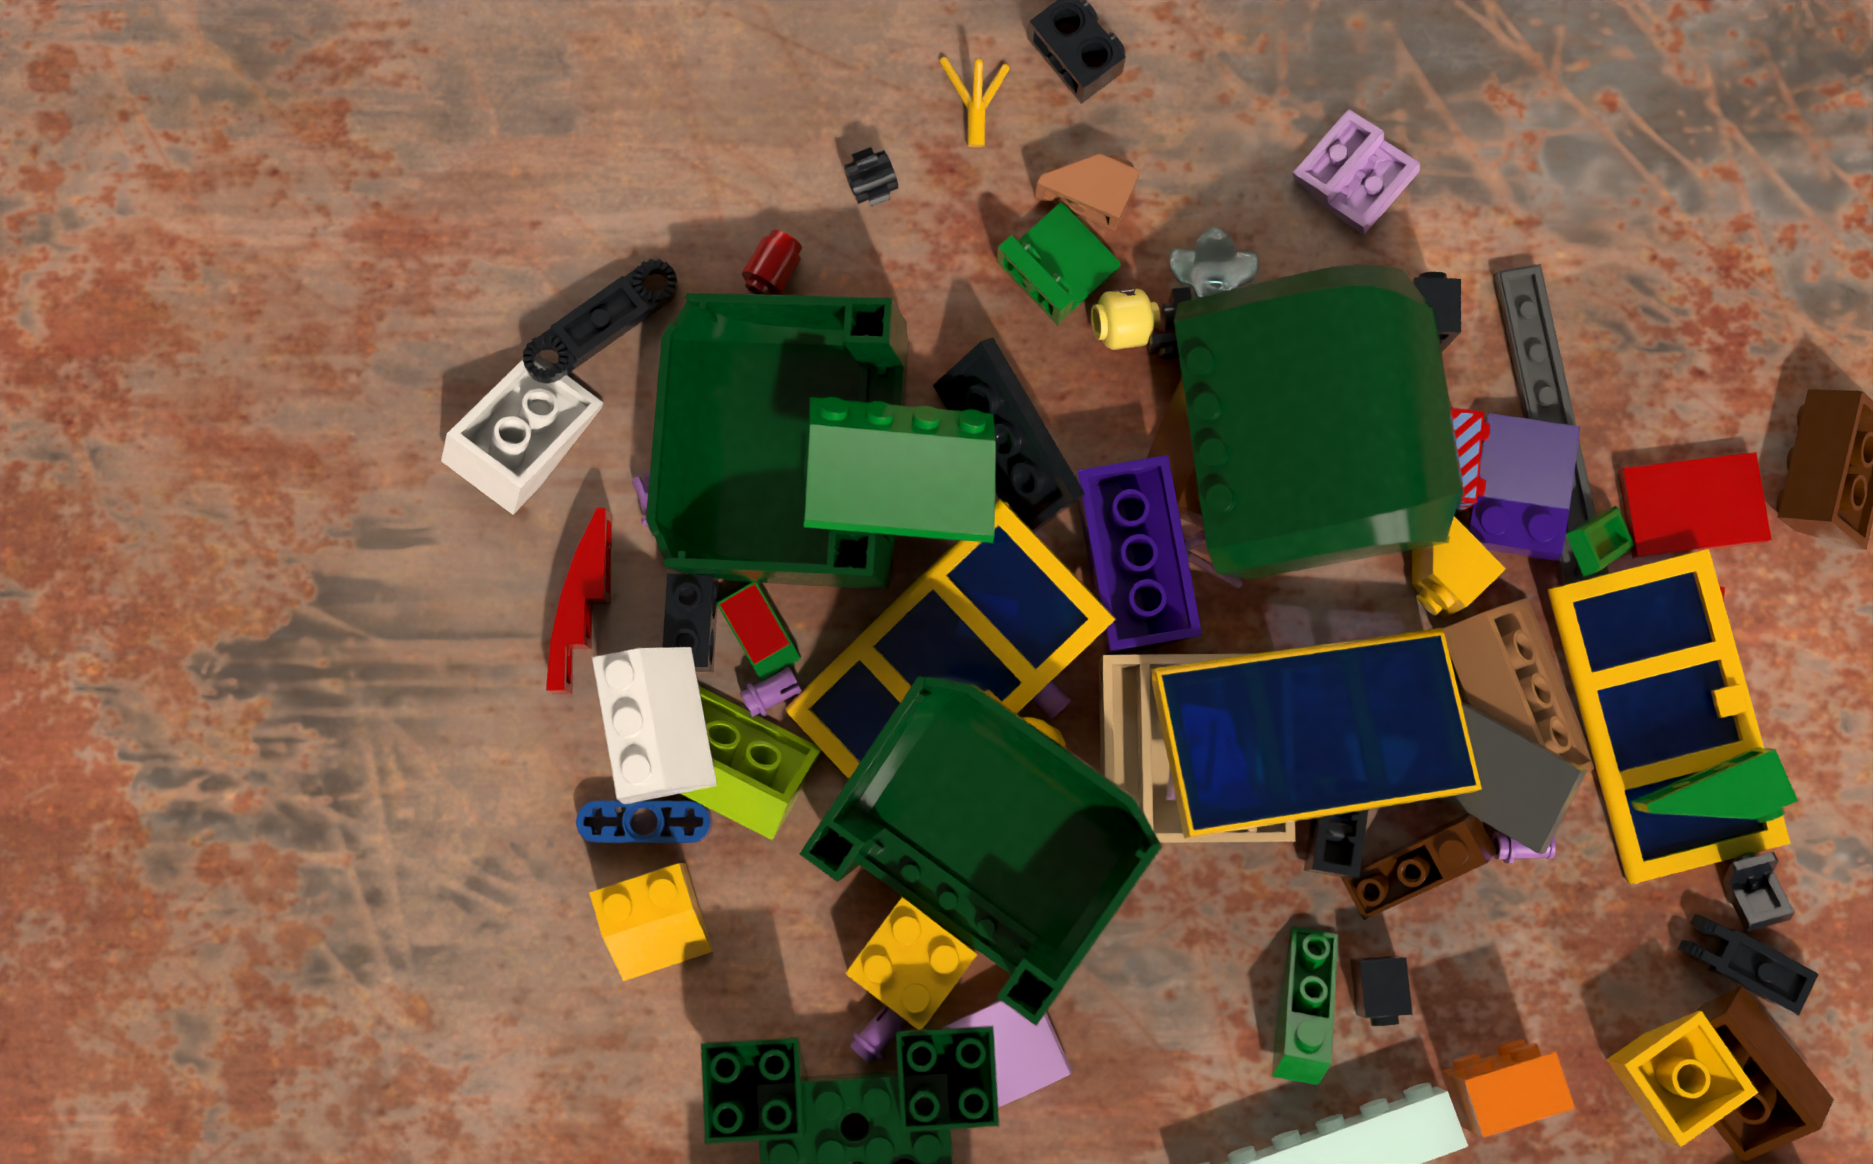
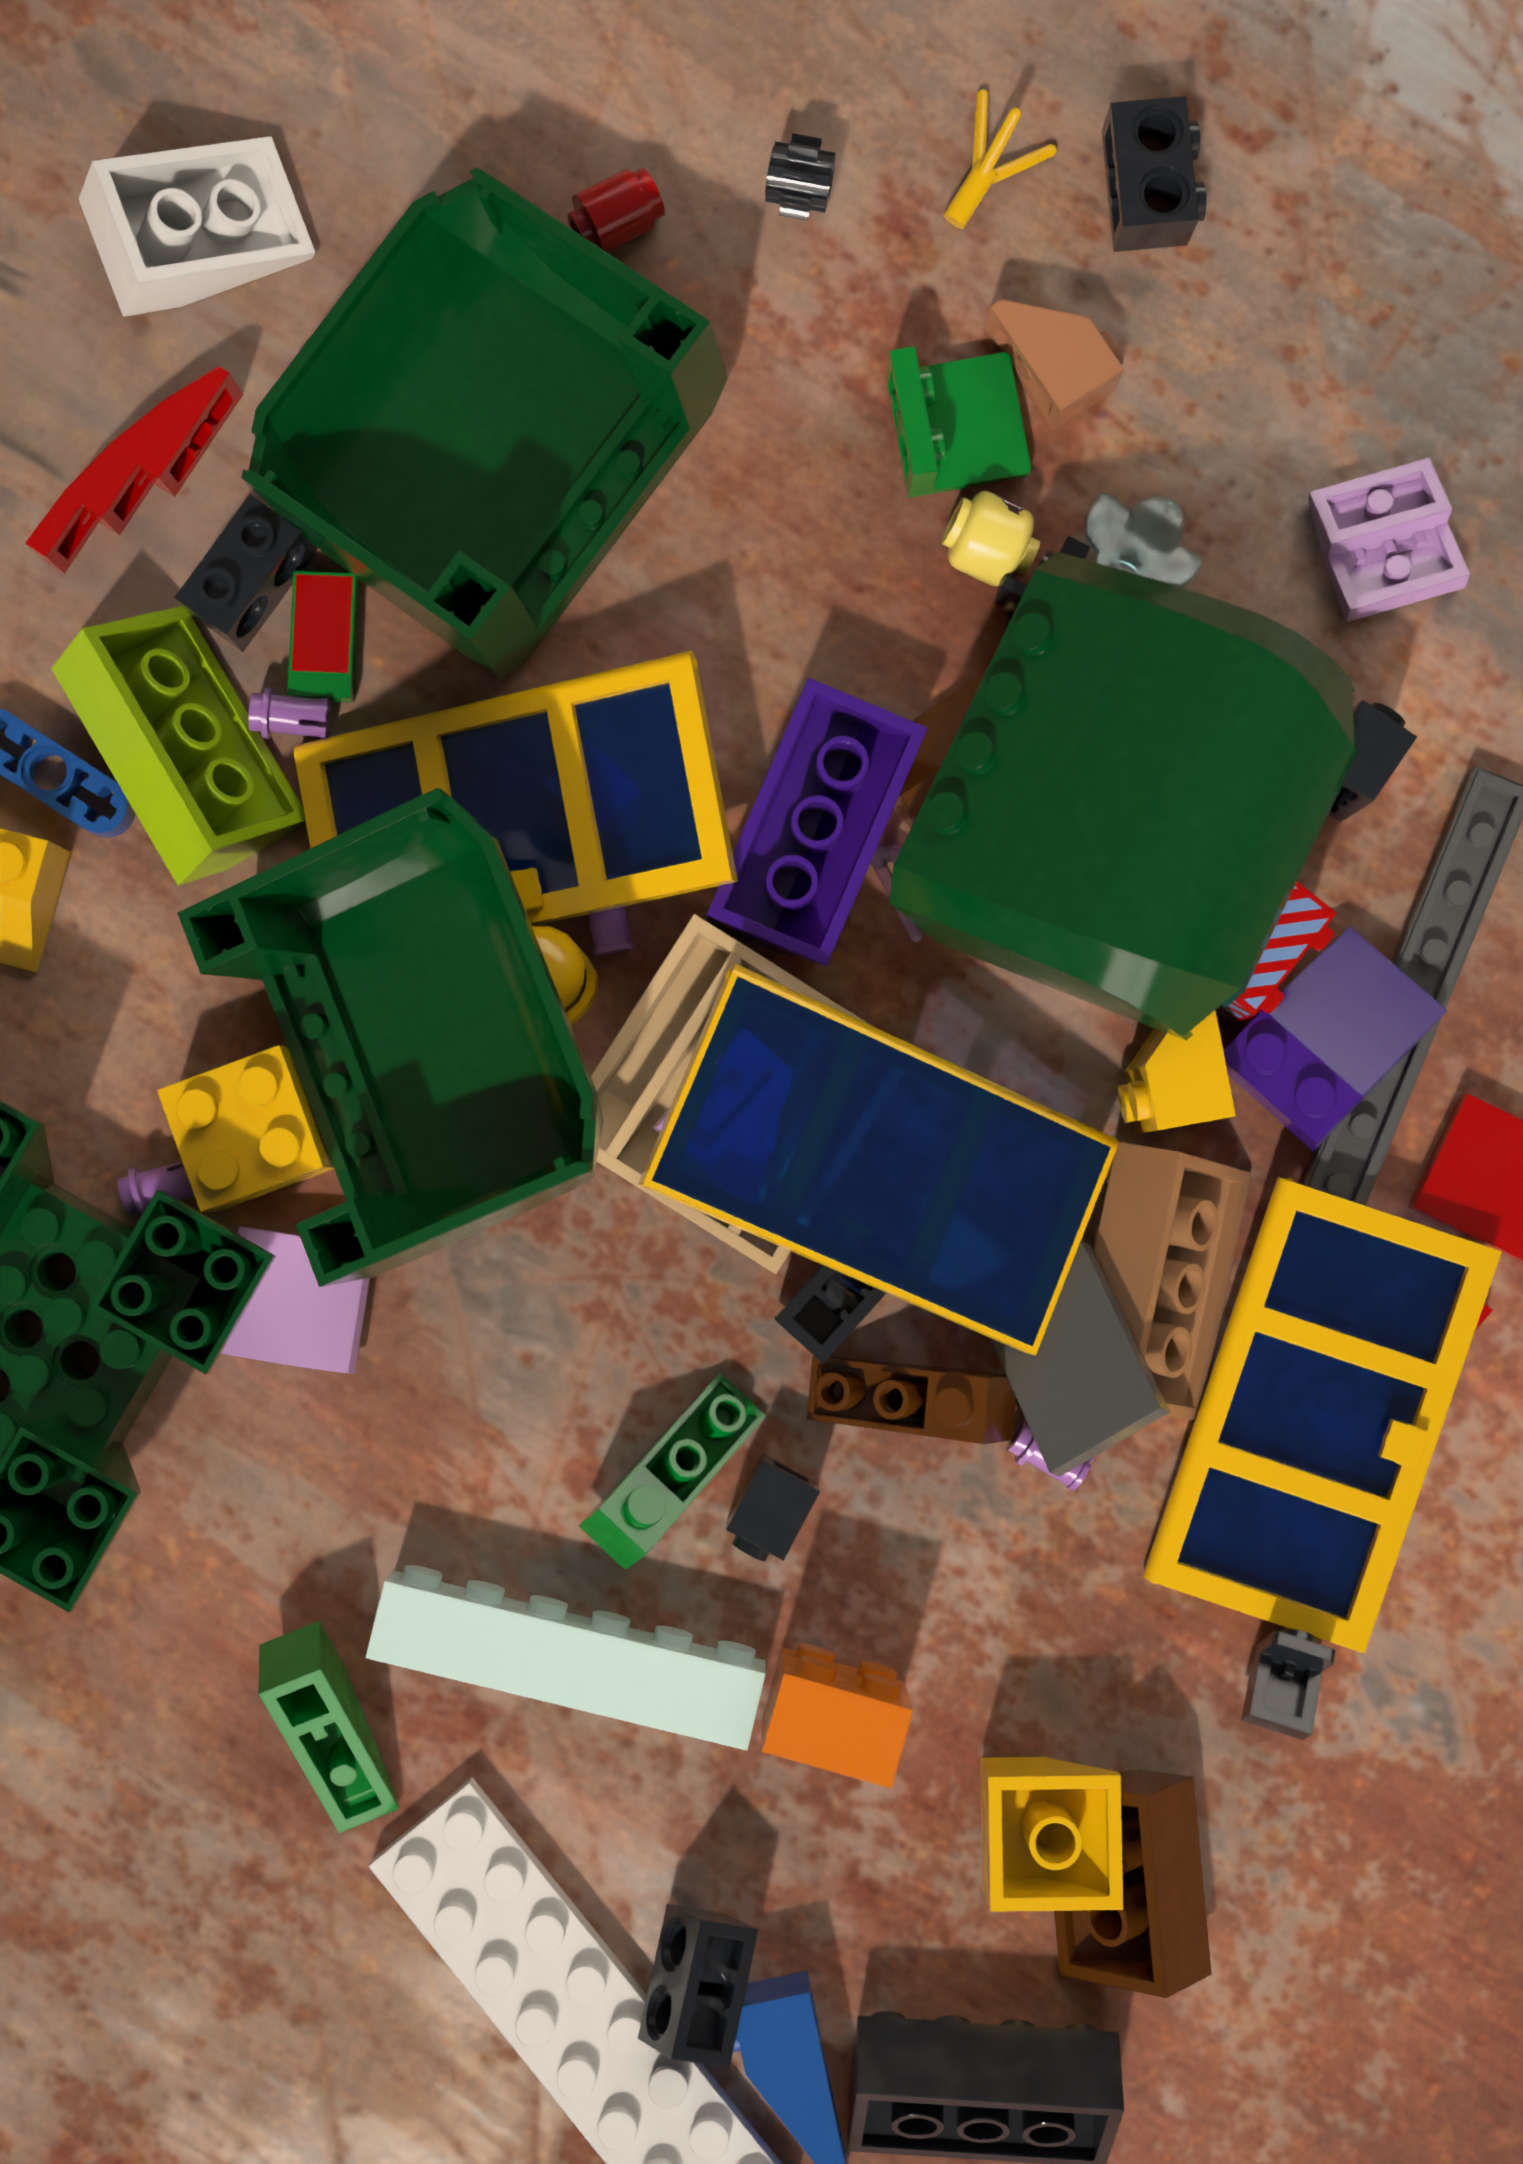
camera: 30 degrees right, 5 degrees up
(600, 321) = (369, 150): black plate -> none
(654, 723) = (109, 652): white slope -> none
(899, 470) = (589, 538): green slope -> none
(1028, 463) = (756, 589): black plate -> none
(1600, 540) = (1377, 1159): green tile -> none
(1739, 788) = (1342, 1550): green slope -> none
(1753, 966) = (1224, 1765): black hinge -> none

